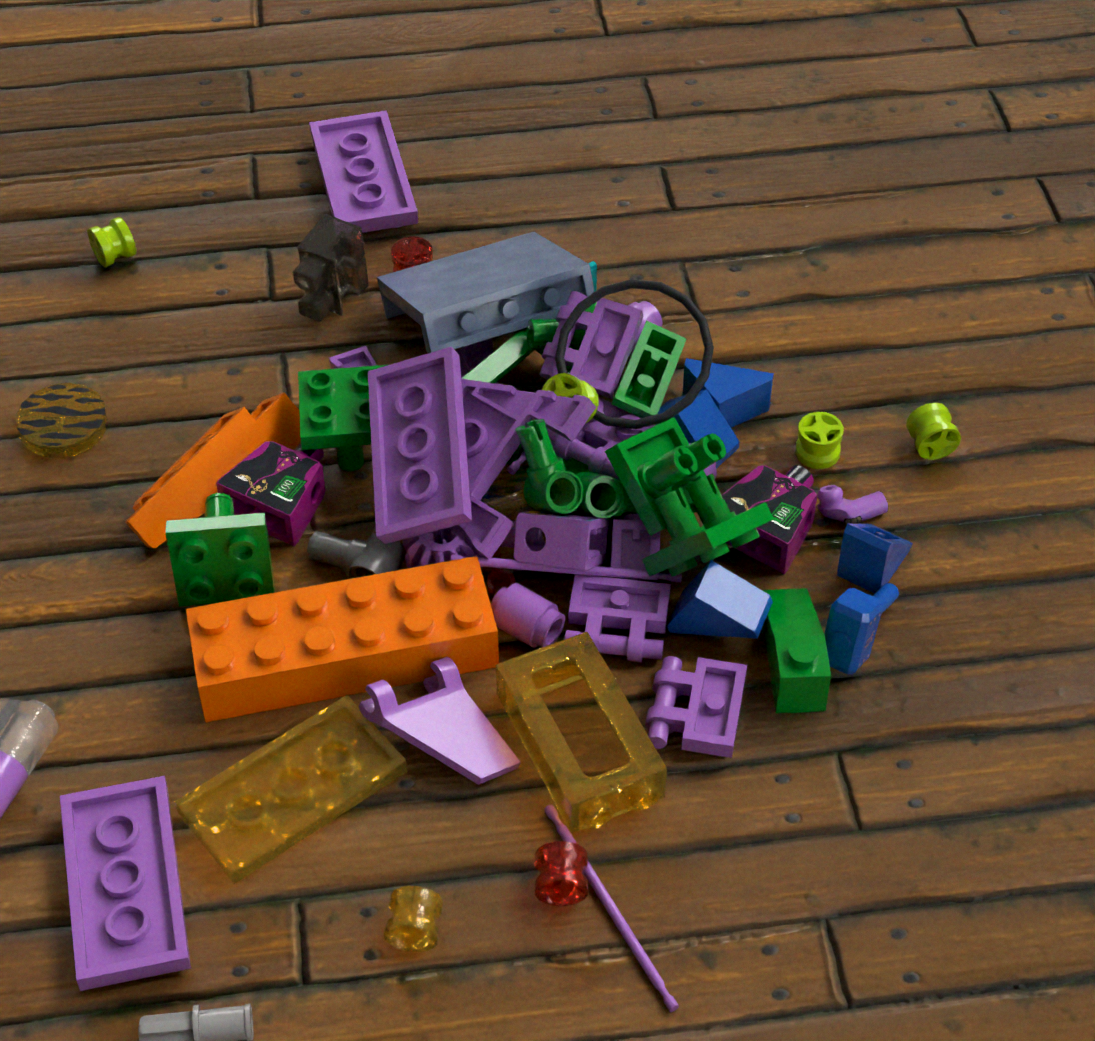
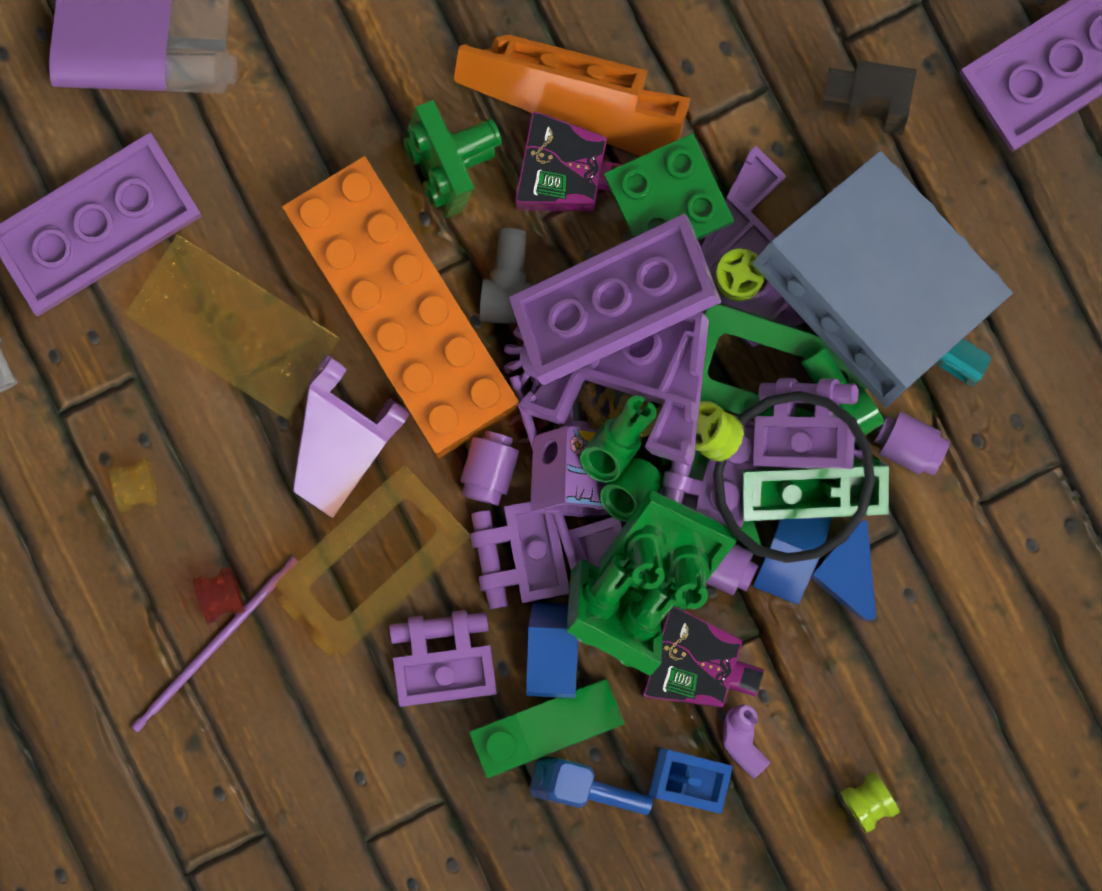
camera: 75 degrees right, 35 degrees up
(410, 252) = (941, 165): clear red wheel -> none
(819, 440) = (830, 690): lime wheel -> none

